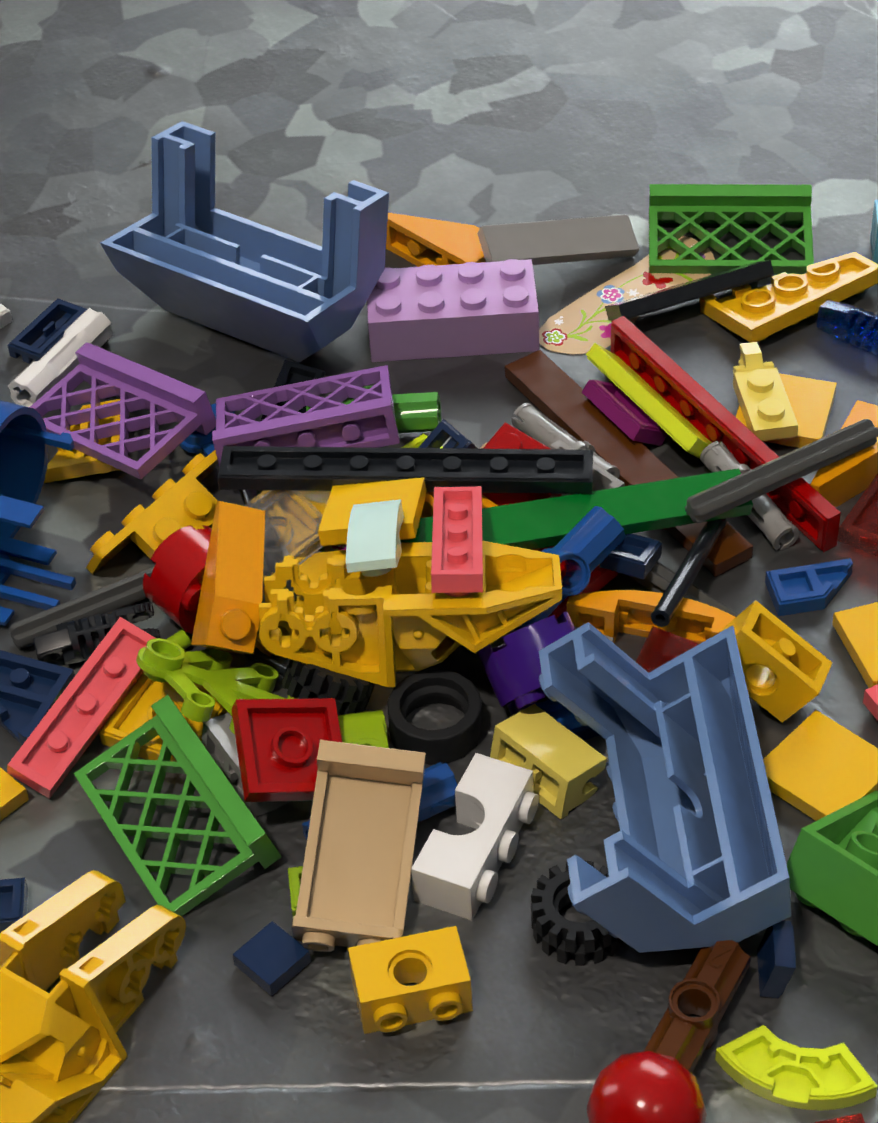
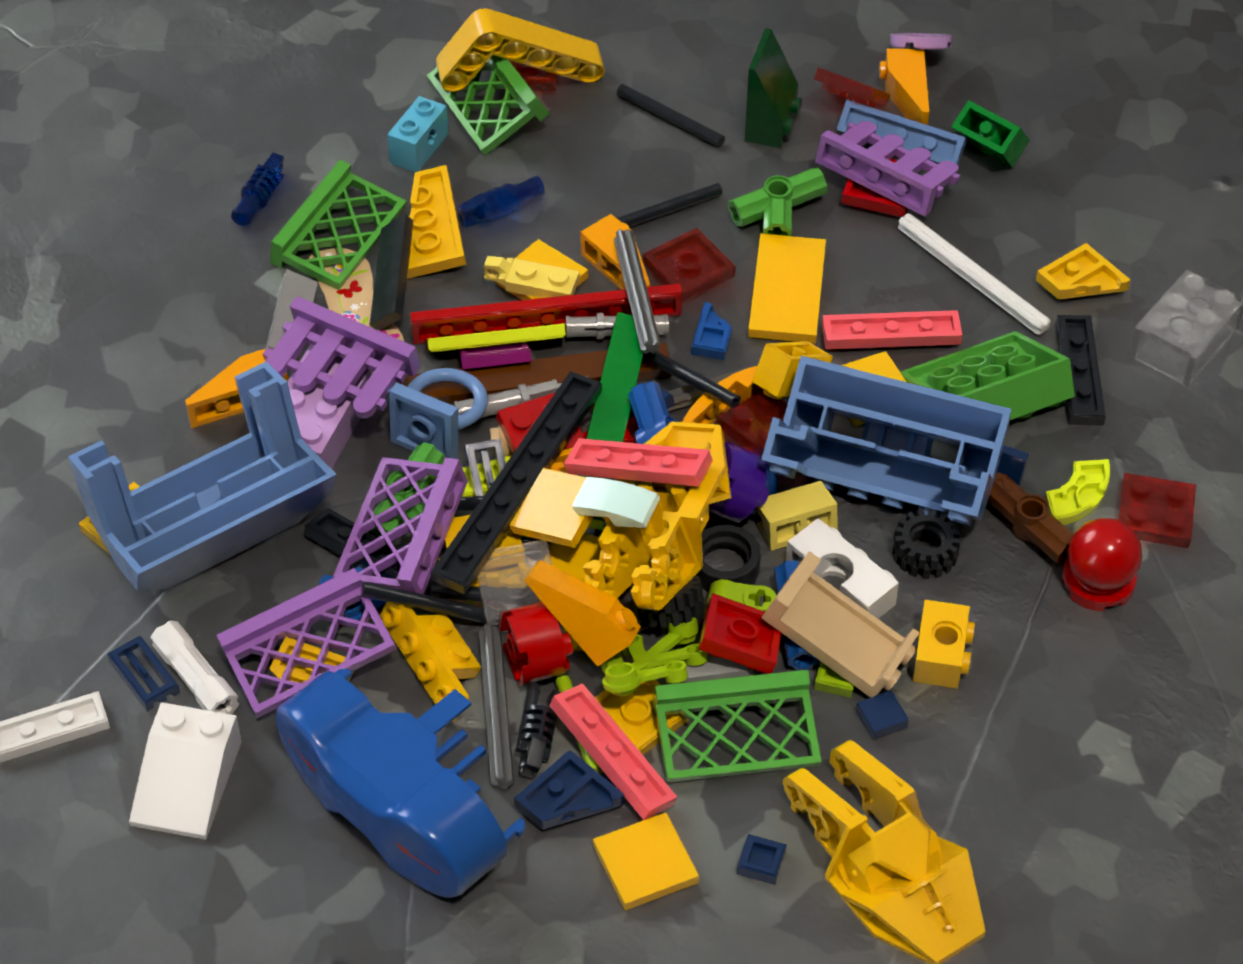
camera: 70 degrees left, 5 degrees up
(203, 453) = (423, 601): none -> black bar
(472, 385) = (425, 419): none -> medium blue tile
(508, 252) = (342, 337): none -> medium lavender fence
(738, 160) = (259, 189): none -> clear blue hinge

